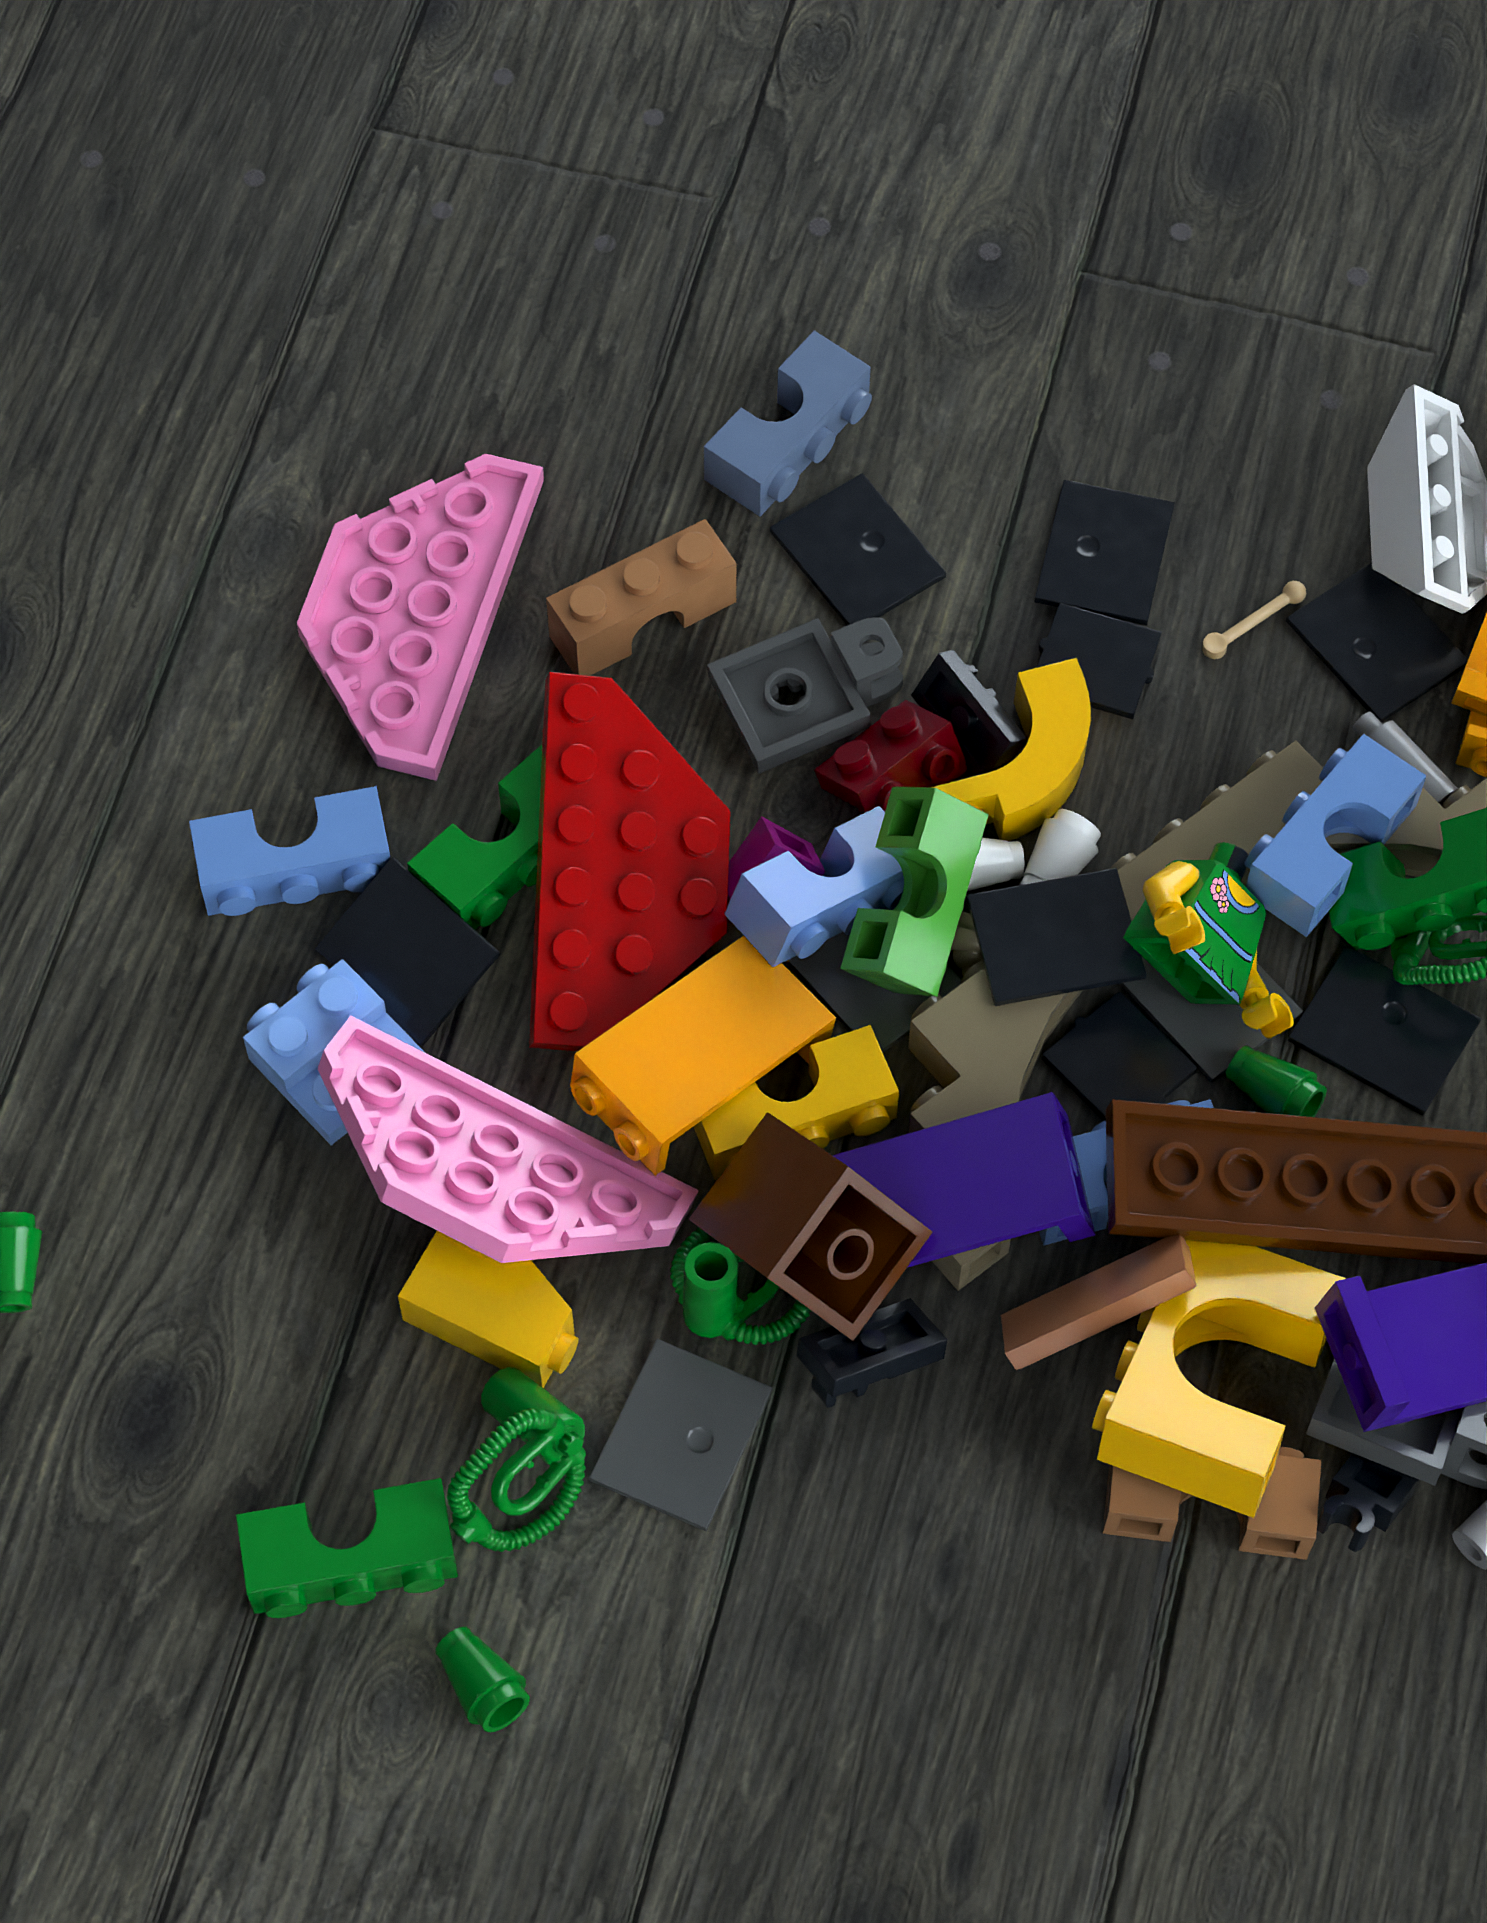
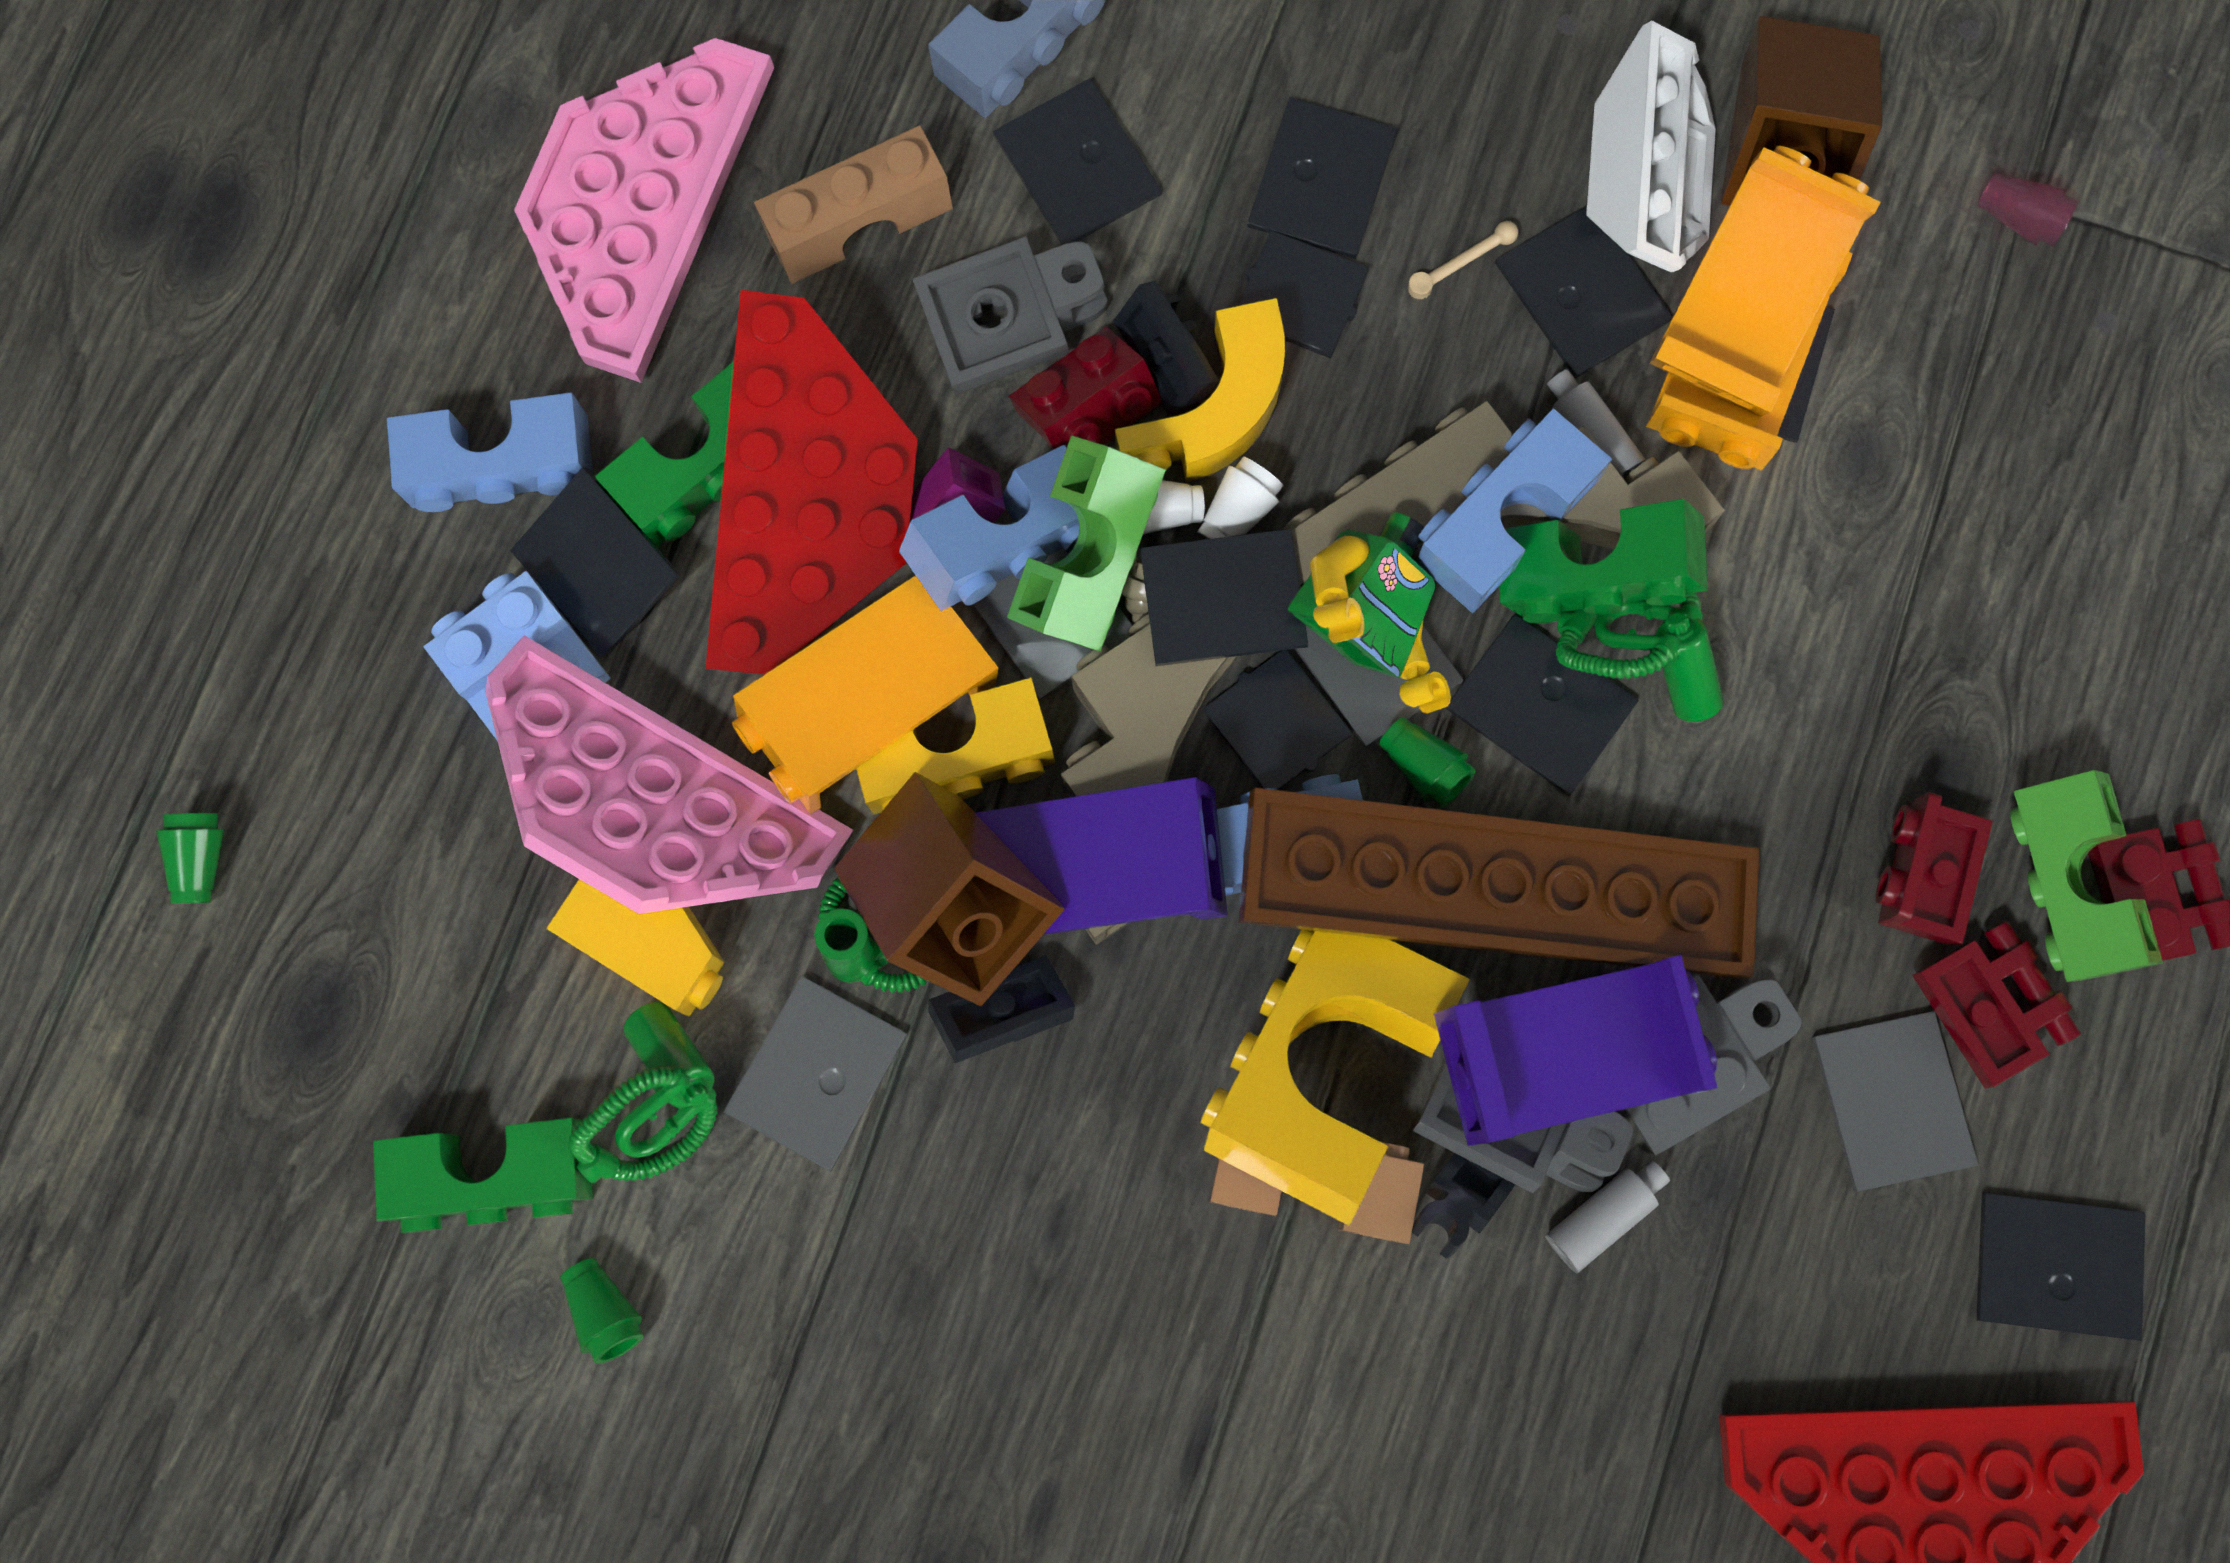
camera: 10 degrees right, 15 degrees up
(1098, 1301) = (1224, 983): nougat tile -> none

